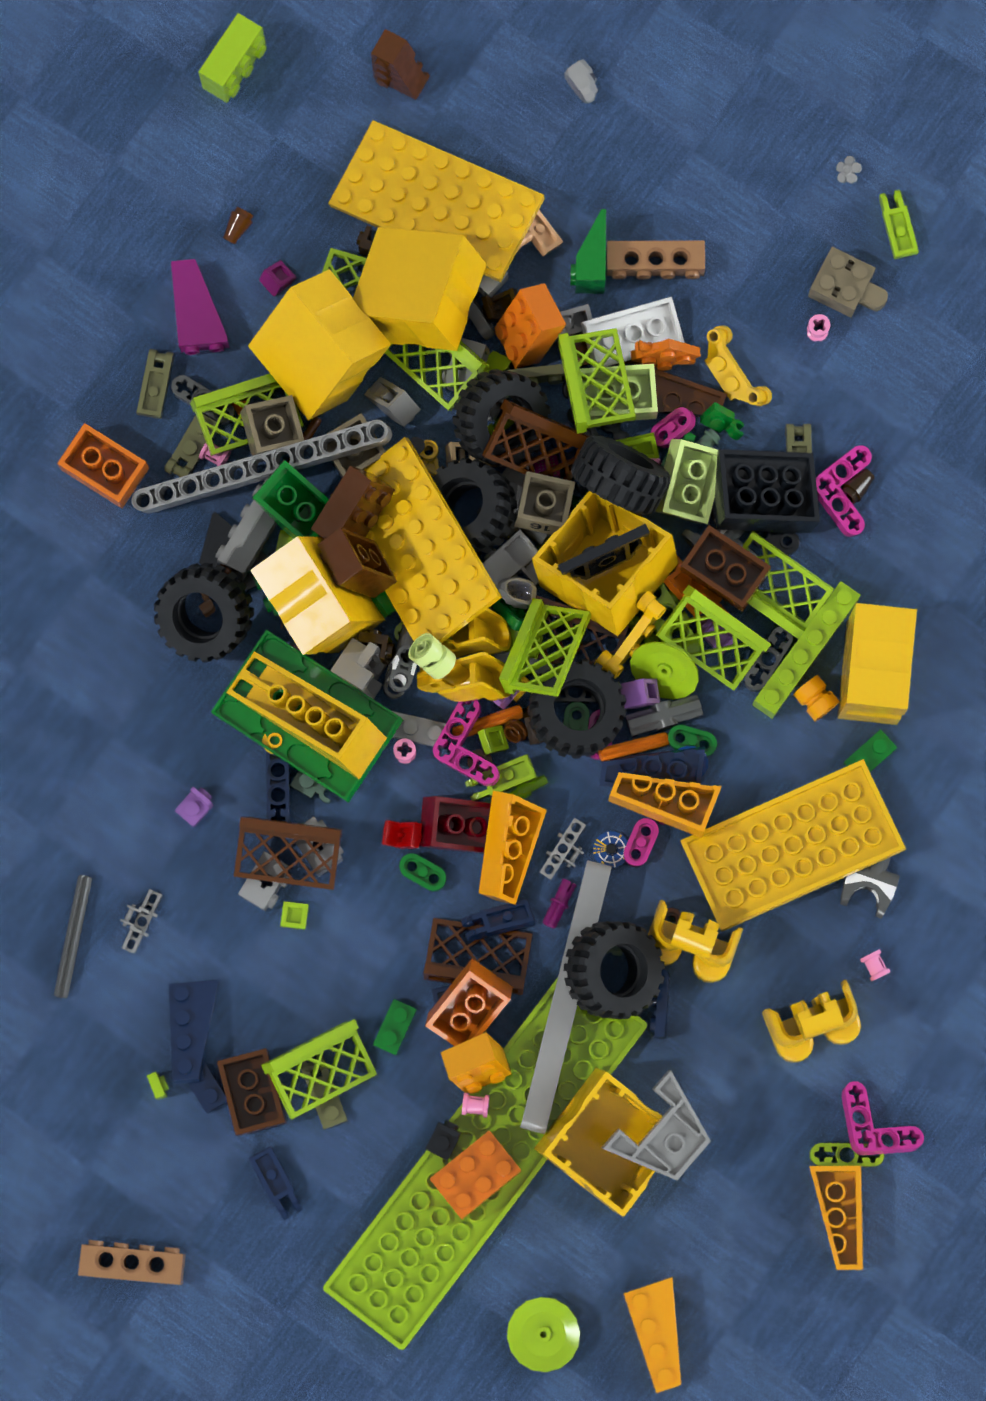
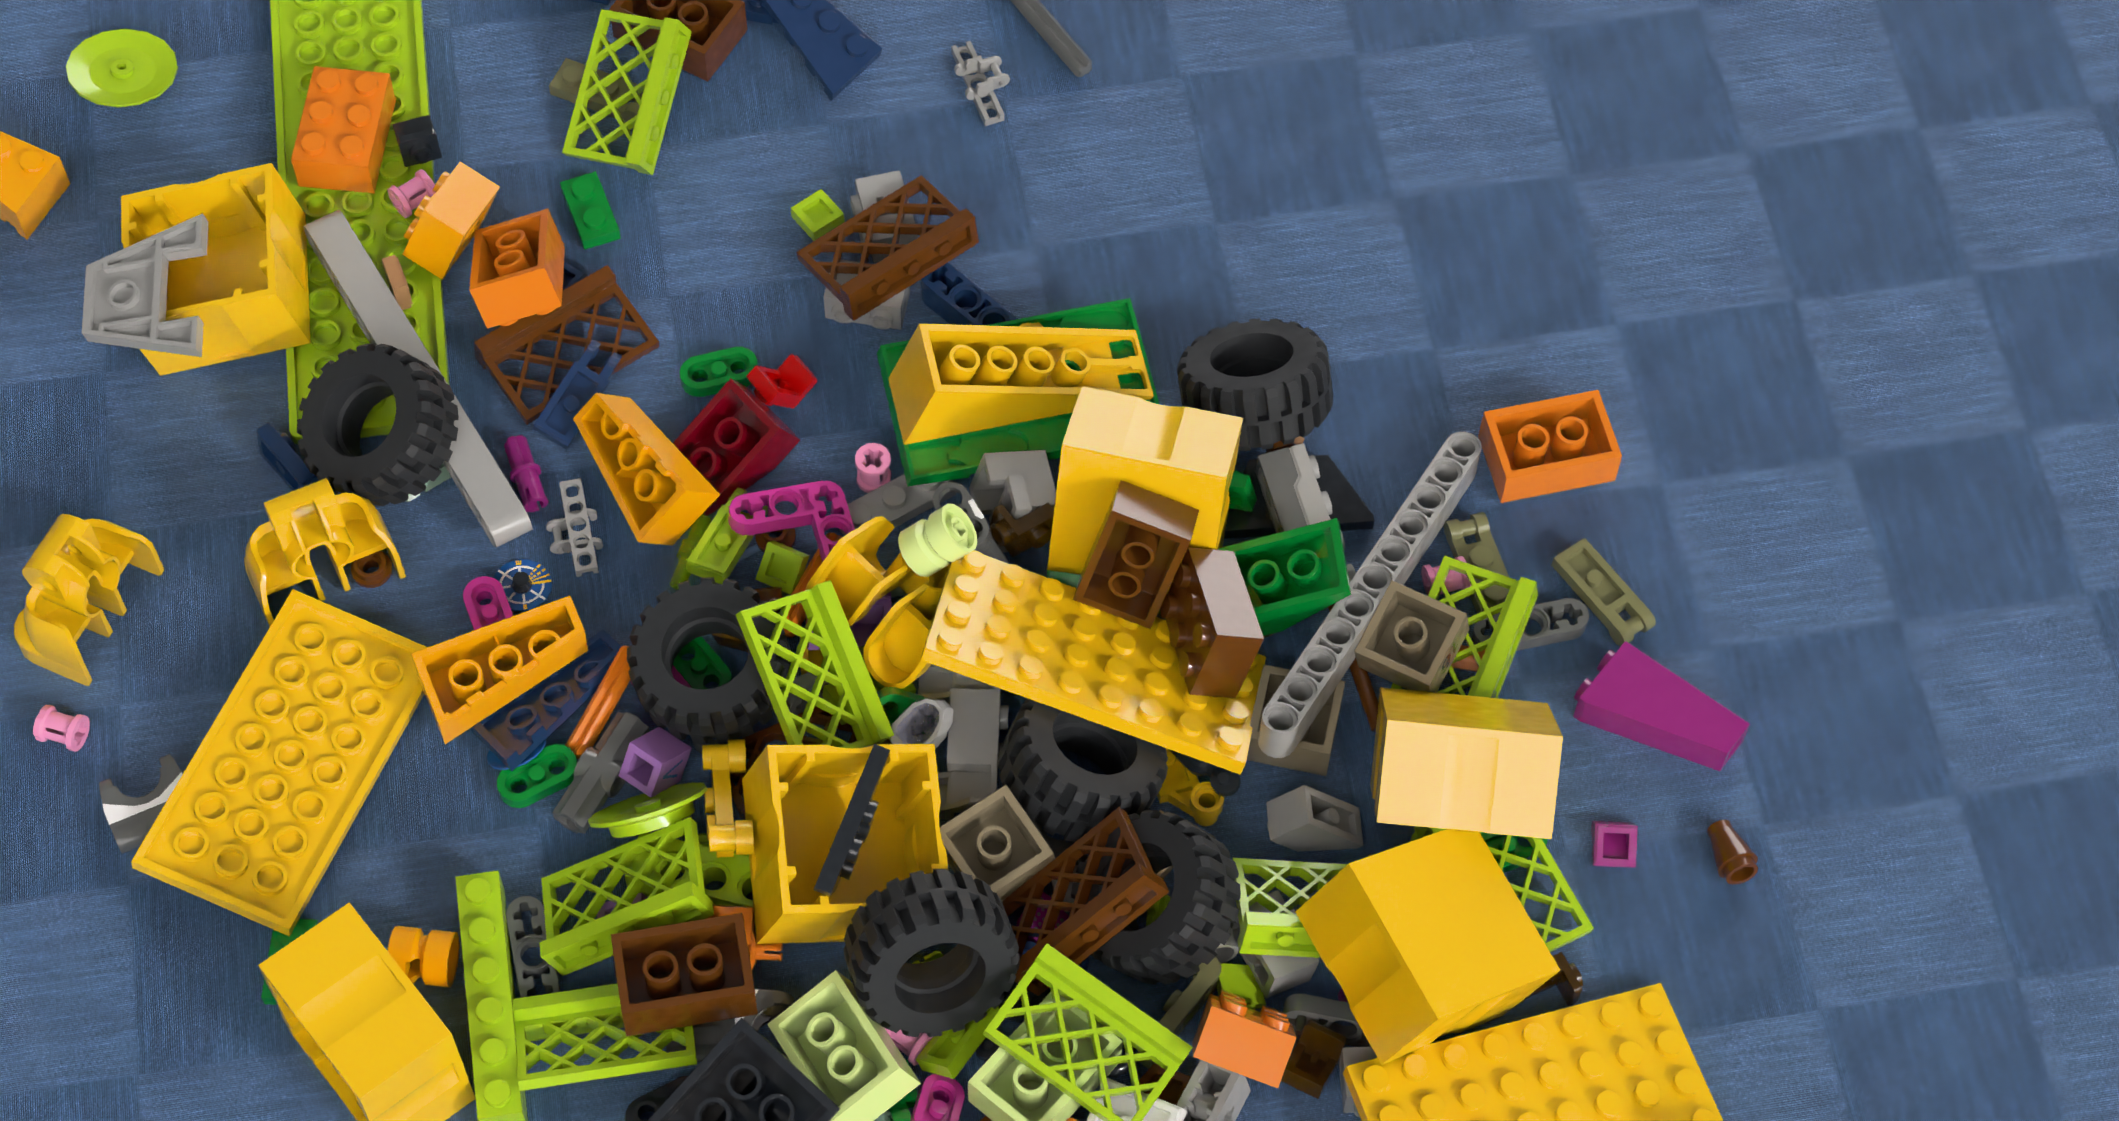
camera: 130 degrees right, 20 degrees down
(195, 806) = (1046, 225): medium lavender bracket -> none
(232, 58) = (1979, 1031): lime brick -> none
(529, 1057) = (397, 281): none -> medium nougat tile

